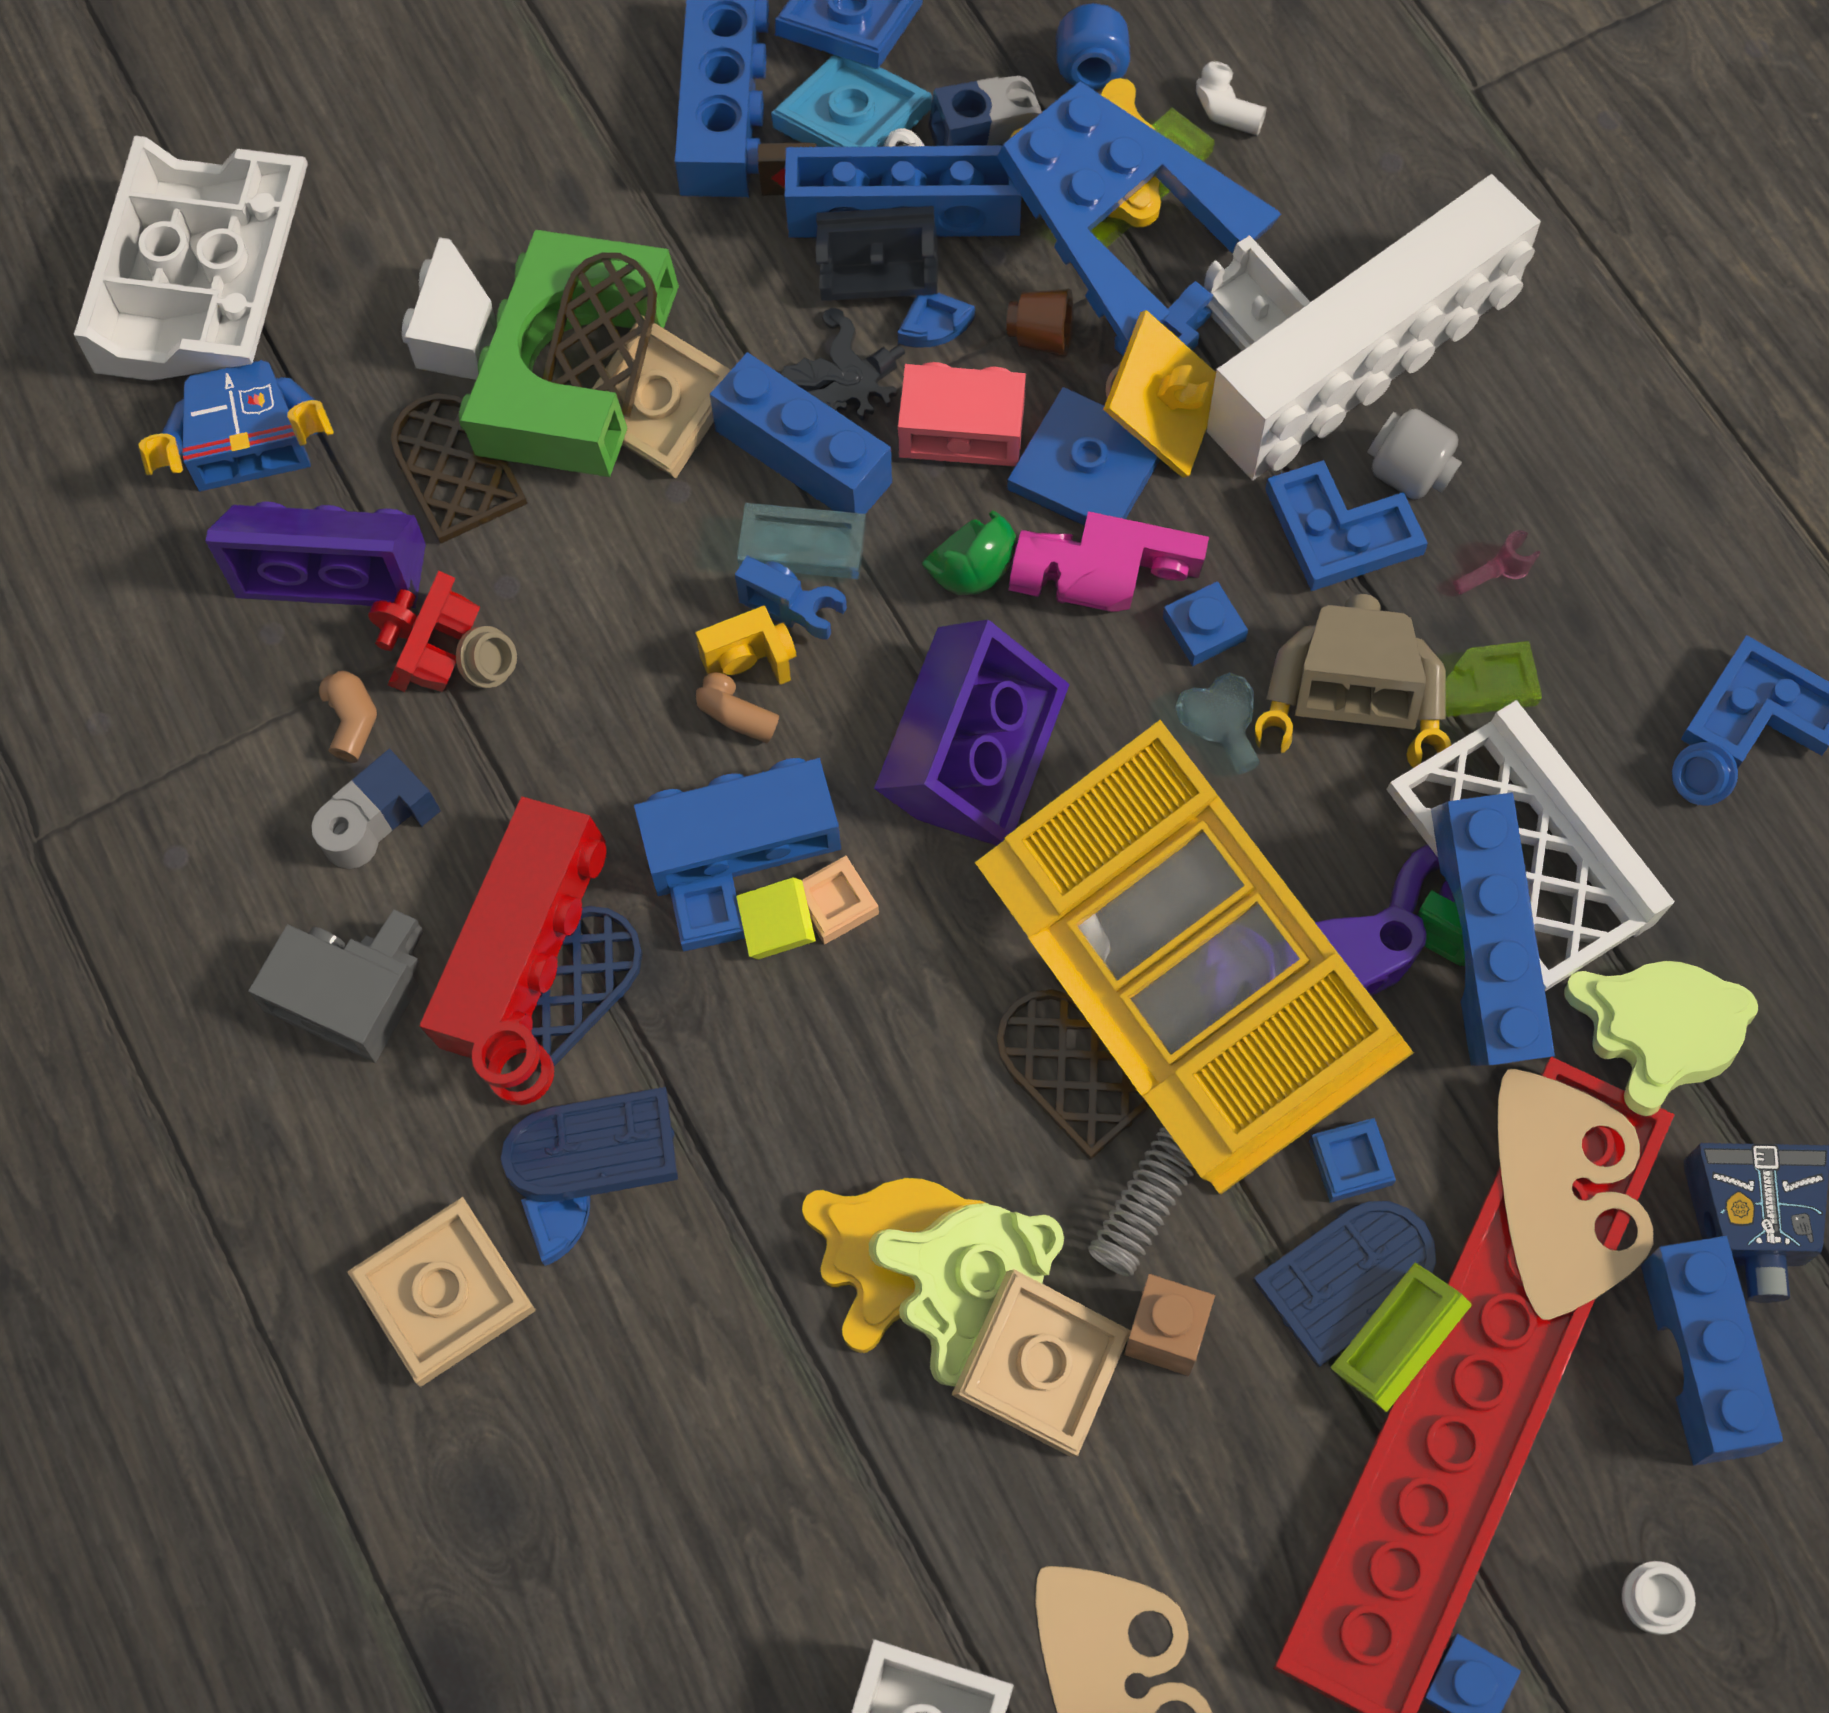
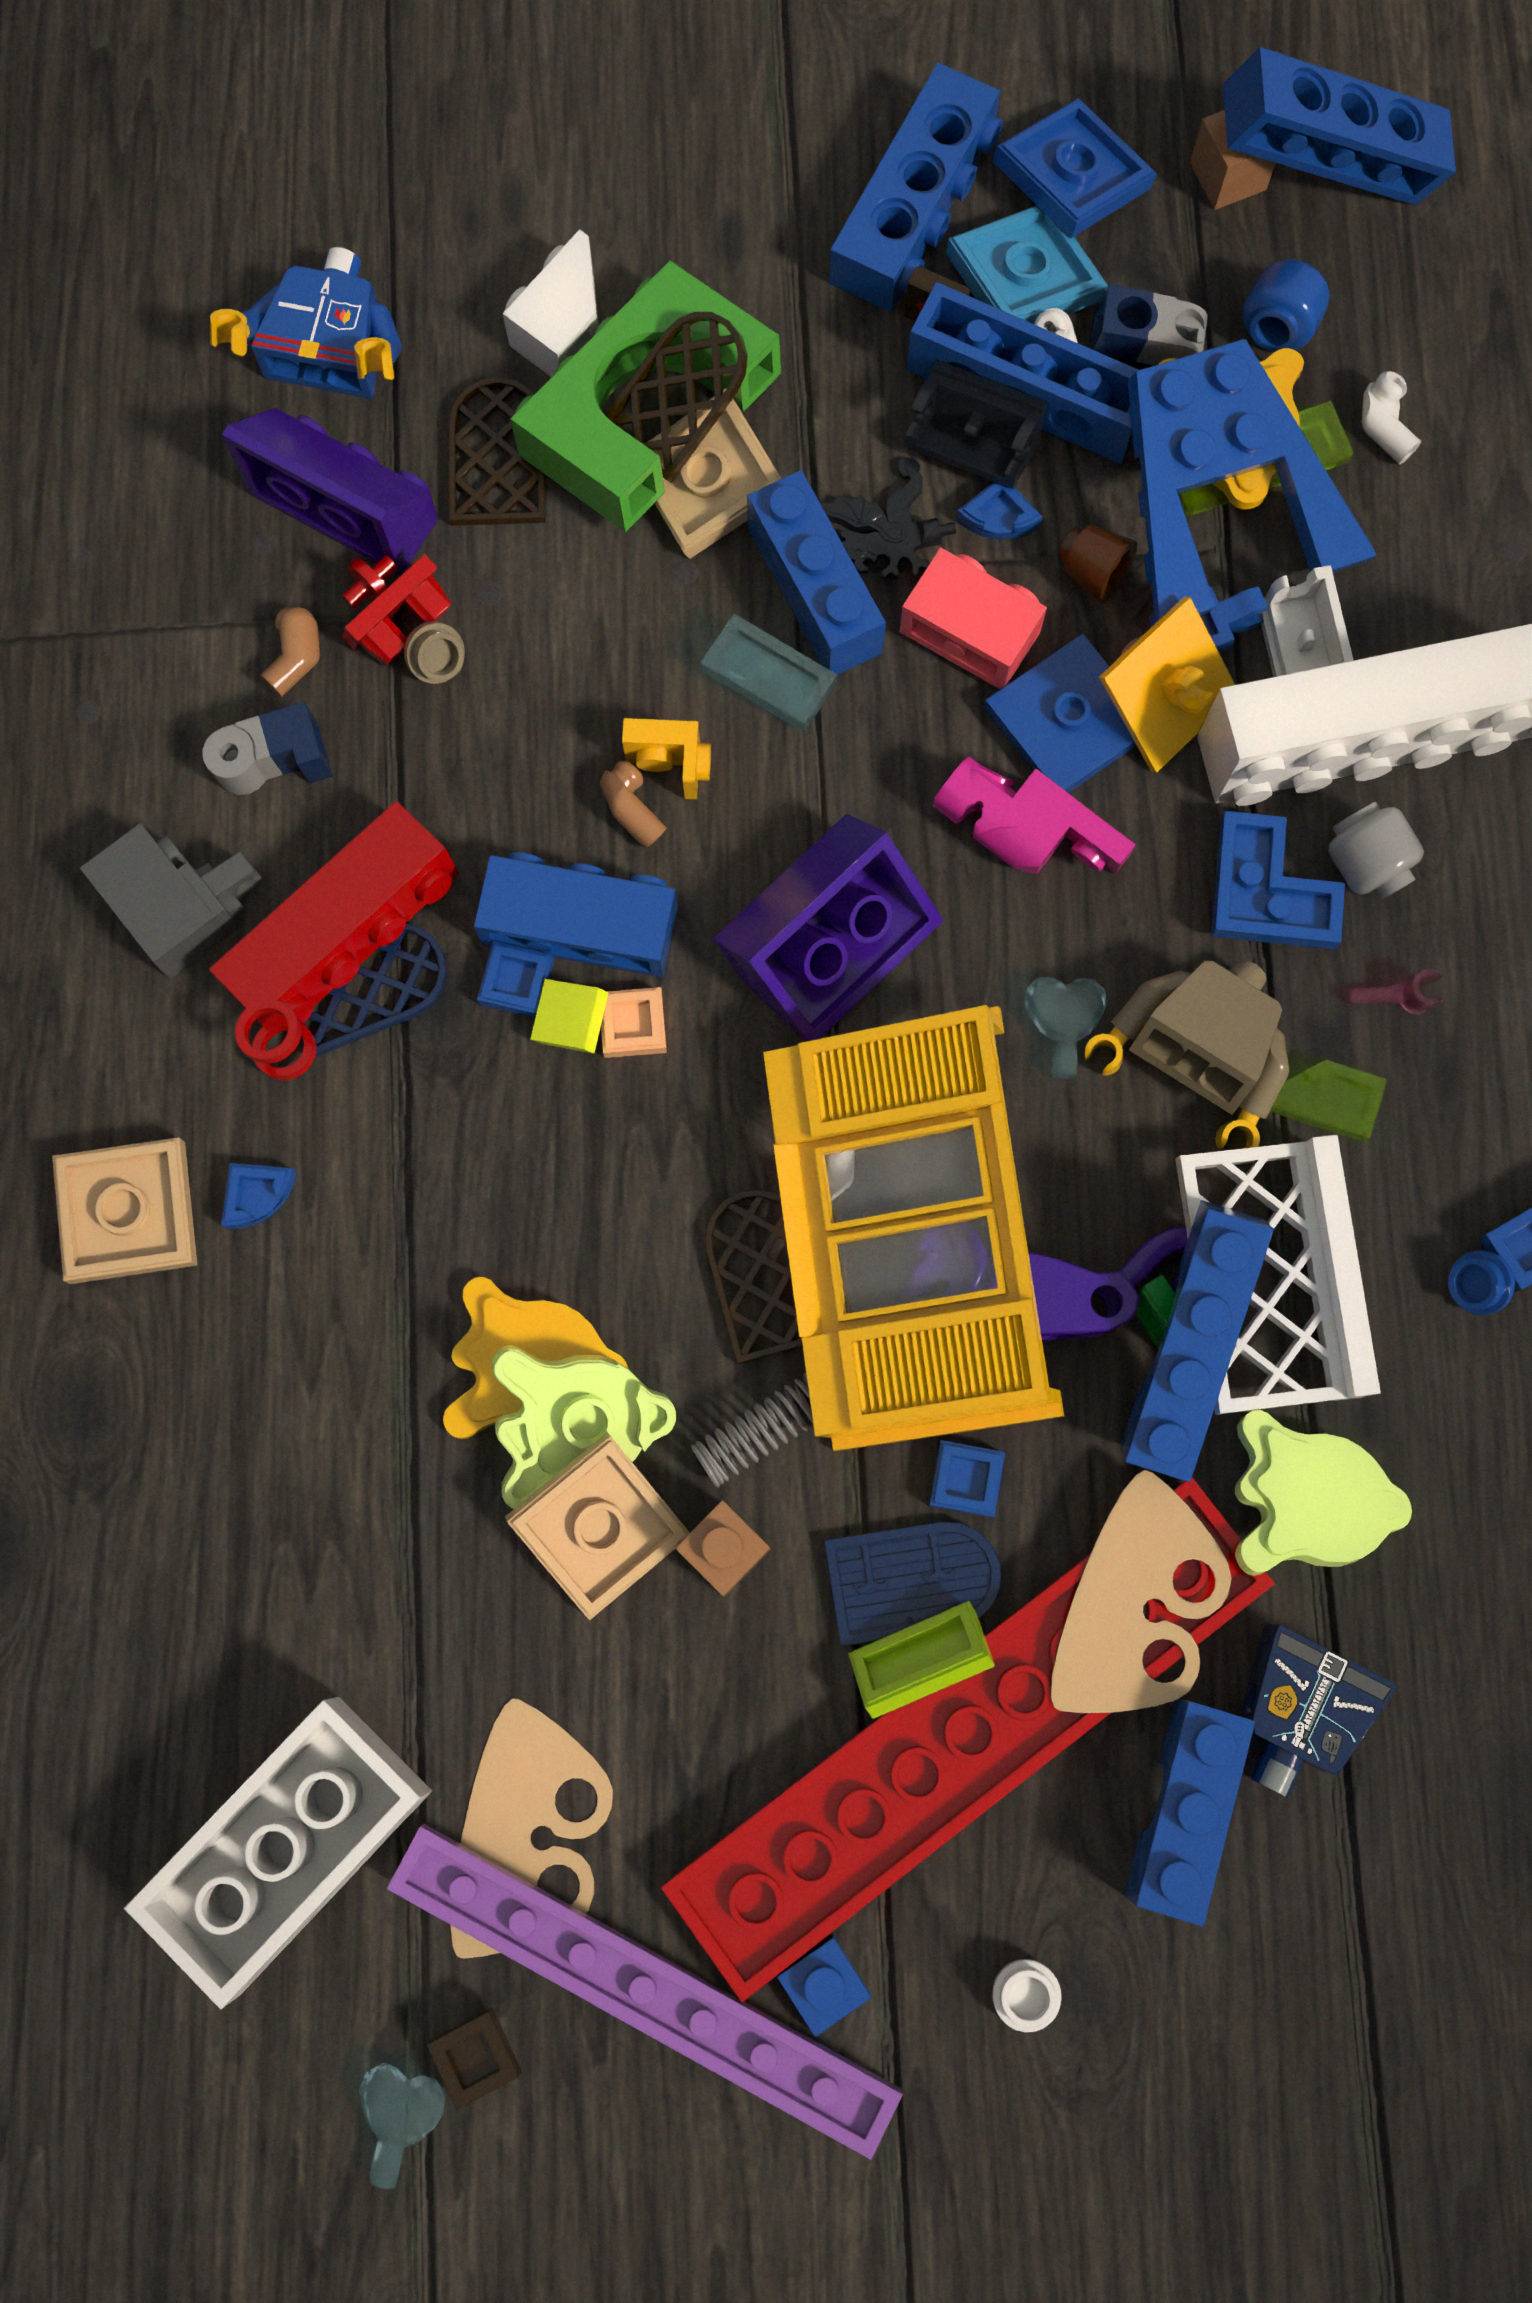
camera: 25 degrees right, 10 degrees up
(188, 262) = (344, 150): white piece -> none
(592, 1147) = (312, 1146): dark blue window -> none
(783, 597) = (721, 713): blue plate -> none
(973, 556) = (914, 760): green hair -> none
(1205, 623) = (1096, 921): blue plate -> none

